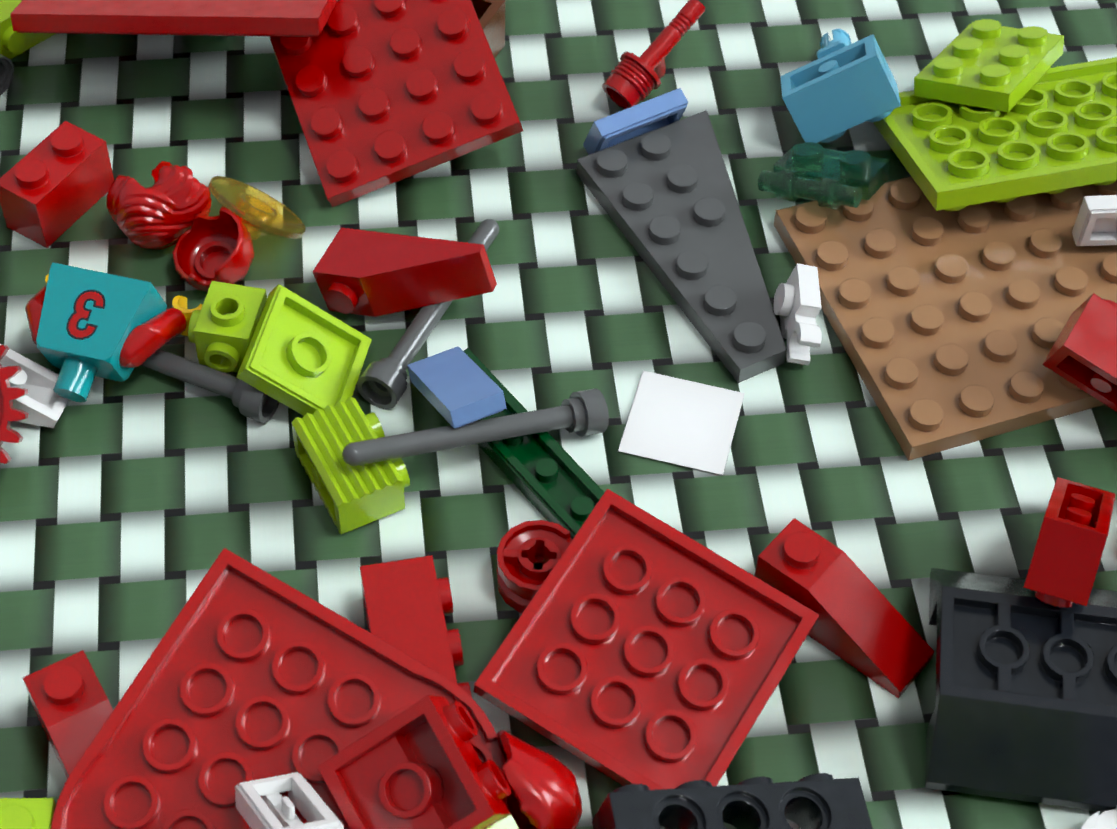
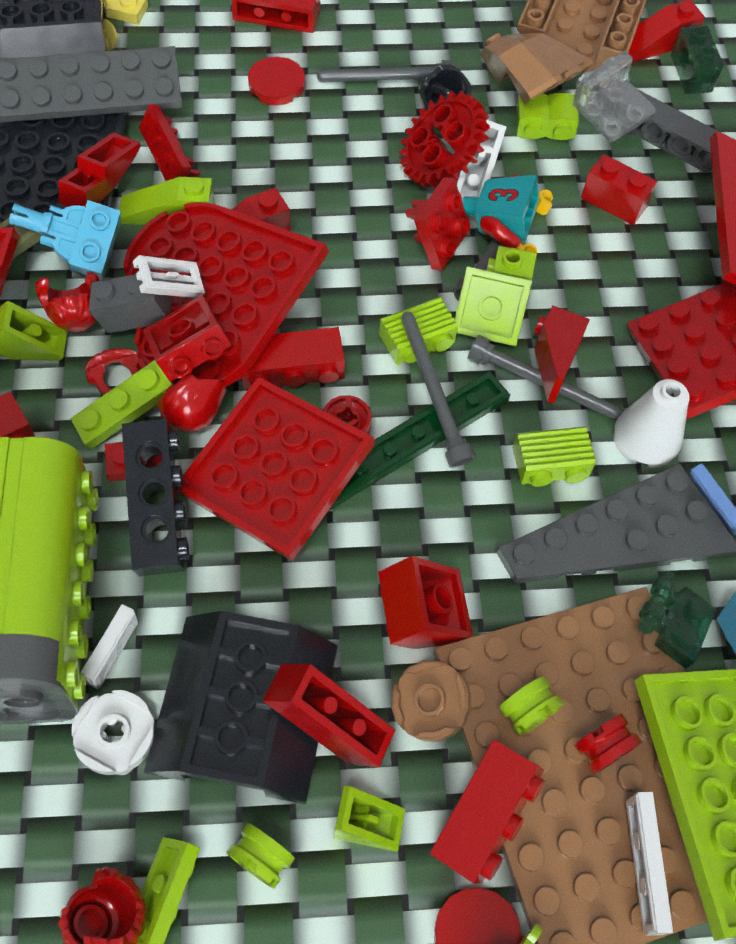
camera: 90 degrees right, 10 degrees up
(124, 423) = (440, 222): none -> red plate
(159, 213) = (600, 235): red hair -> none
(214, 250) = (572, 265): red hair -> none
(256, 209) = (608, 282): clear yellow dish -> none
(457, 387) = (465, 375): medium blue tile -> none
(525, 170) = (653, 425): none -> white cone
(582, 296) = (554, 456): none -> lime brick
(682, 422) = (462, 516): white sticker -> none
(798, 306) = (554, 586): white plate -> none
(853, 459) = (424, 604): none -> red slope
(853, 614) = (311, 578): red slope -> none
(994, 449) = (431, 701): none -> medium nougat tile
(996, 316) = (531, 706): none -> lime wheel
(1028, 241) = (608, 743): none -> red wheel

